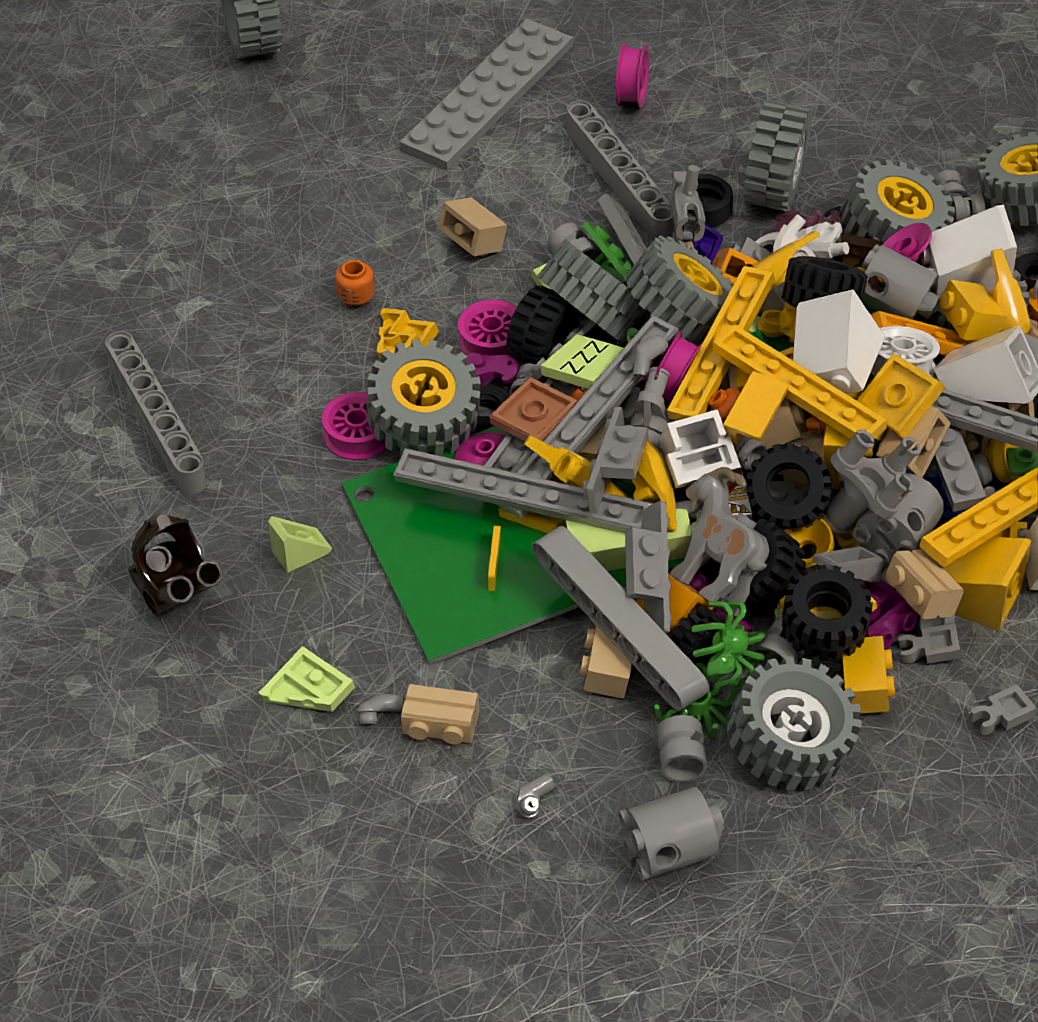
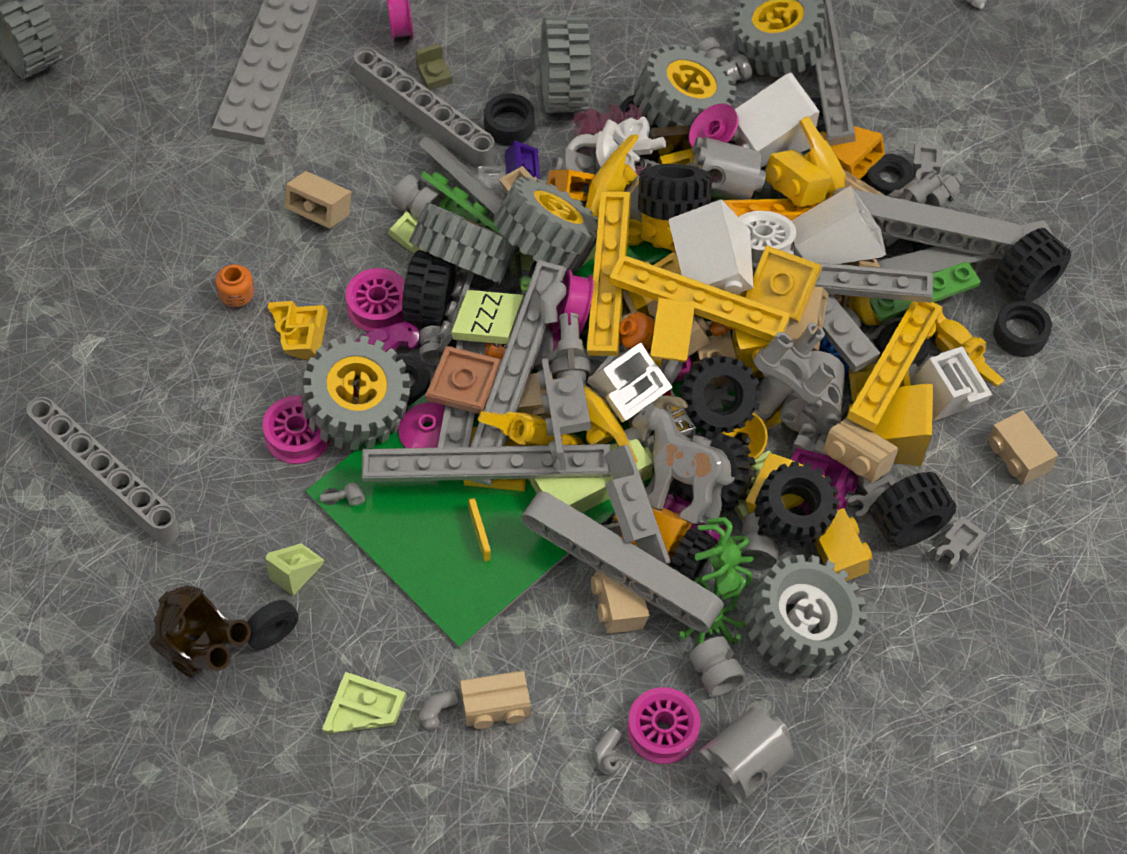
camera: 25 degrees left, 10 degrees up
(245, 570) = (272, 624): none -> black tyre
(385, 496) = (351, 492): none -> light grey hand
(600, 785) = (643, 714): none -> dark pink wheel
(648, 136) = (433, 67): none -> olive bracket
(686, 205) = (505, 133): light grey piece -> none
(857, 560) = (792, 447): light grey slope -> none
(958, 657) = (913, 509): none -> black tyre

